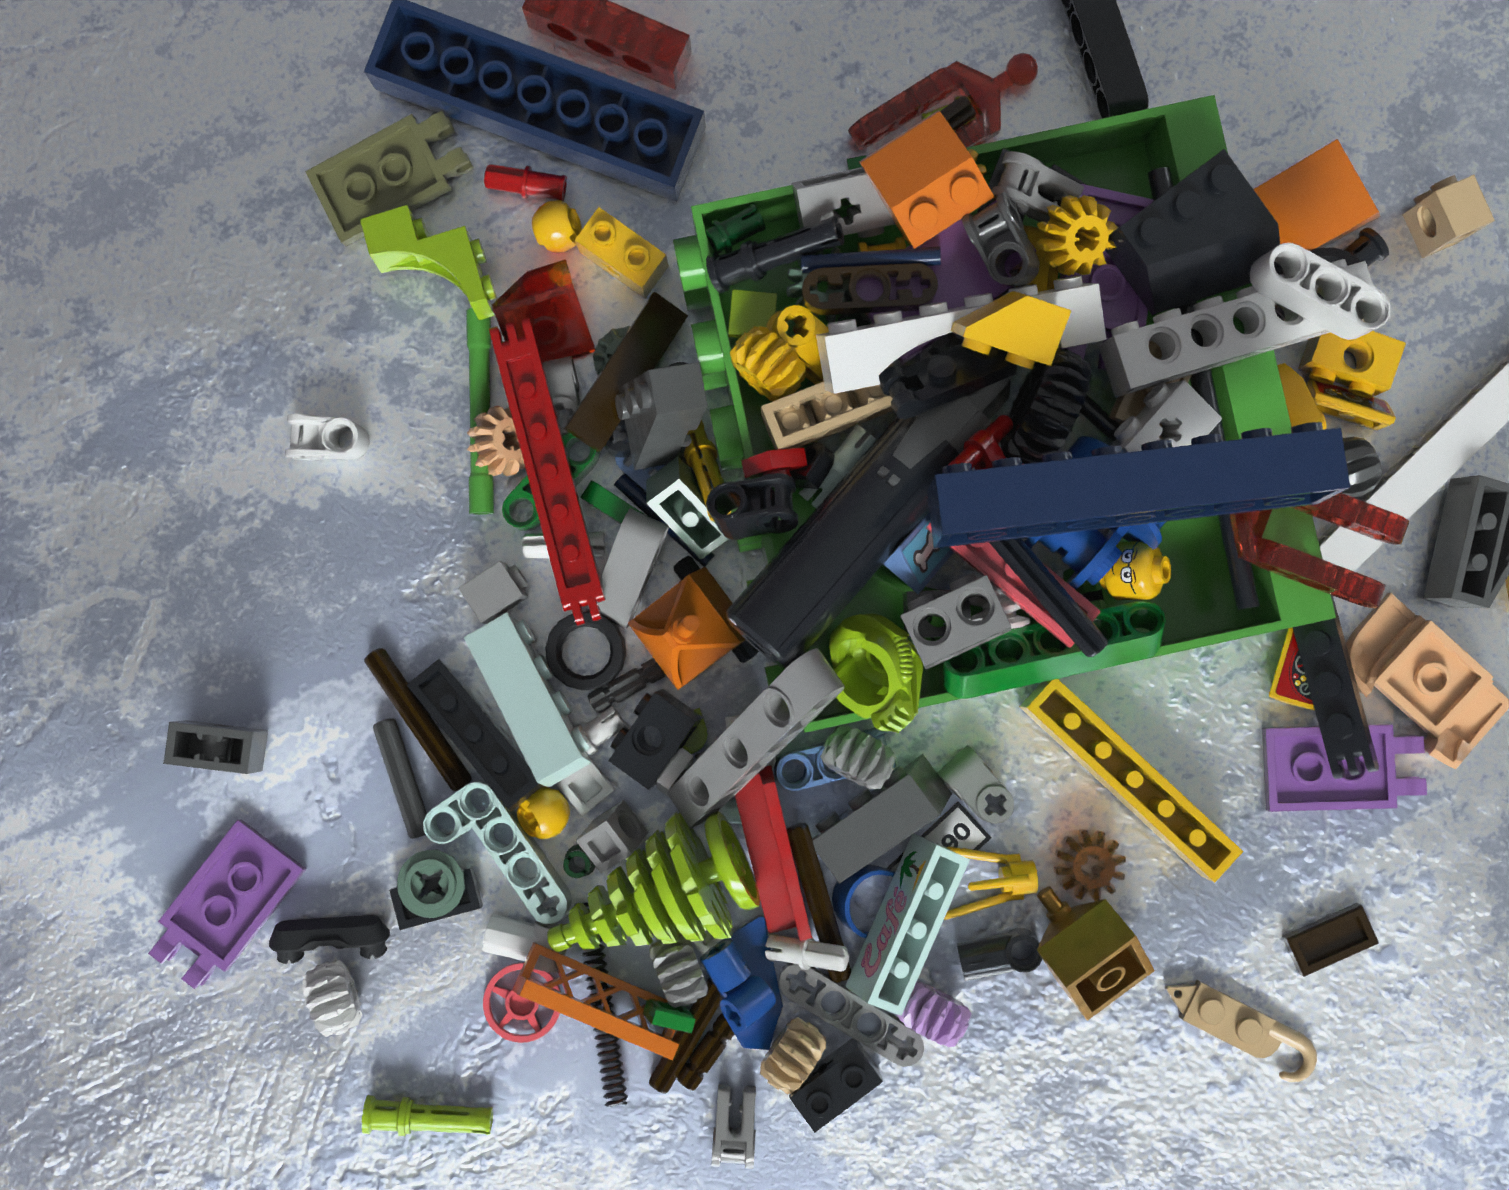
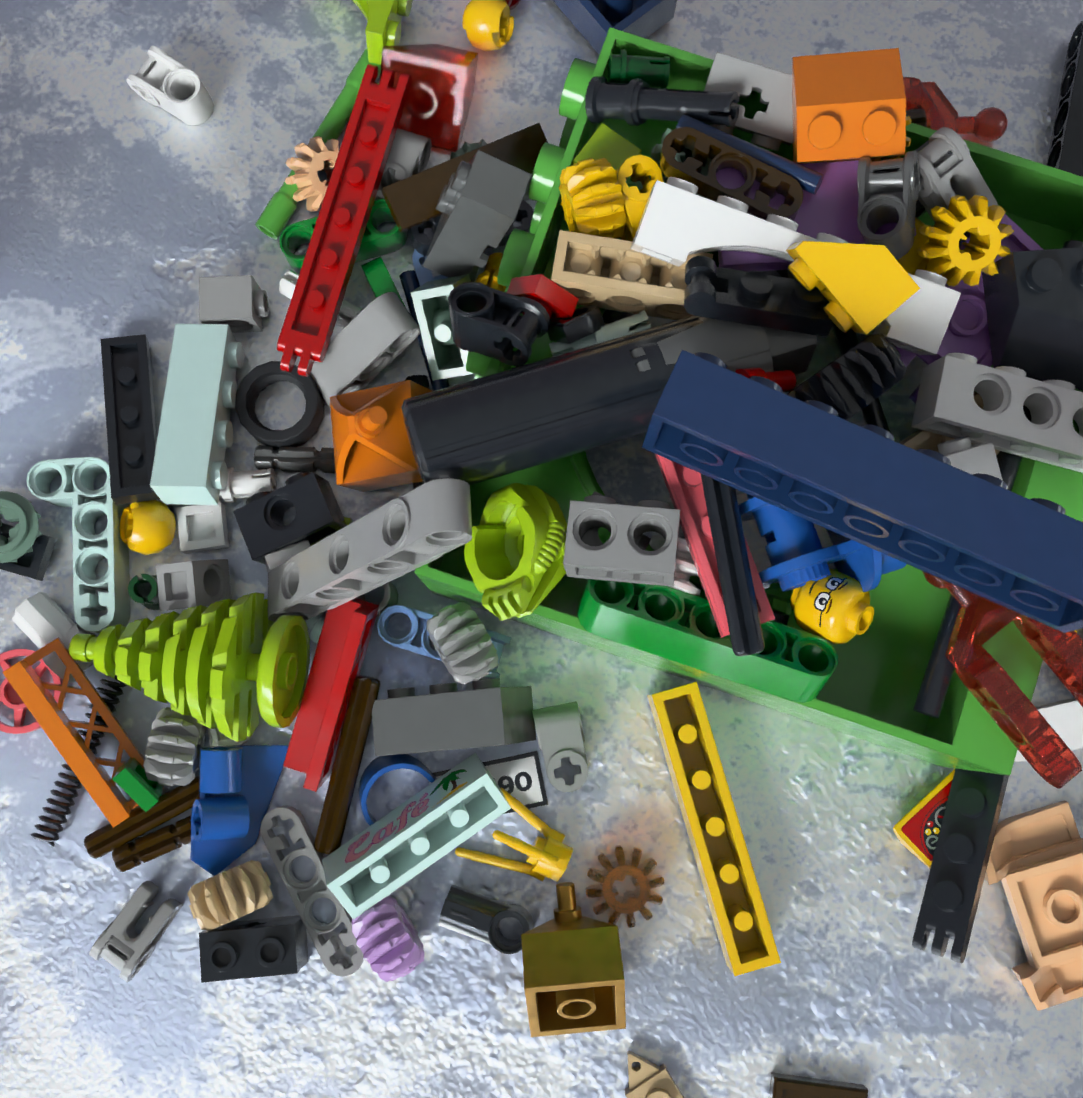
camera: 30 degrees right, 5 degrees down
(401, 776) = (46, 415): dark grey axle -> none
(417, 719) = (92, 401): dark brown axle -> none
(622, 252) = (530, 74): yellow brick -> none
(807, 953) = (305, 805): white axle -> none
(916, 557) = (625, 466): slope -> none
(1301, 777) = (880, 927): medium lavender tile -> none

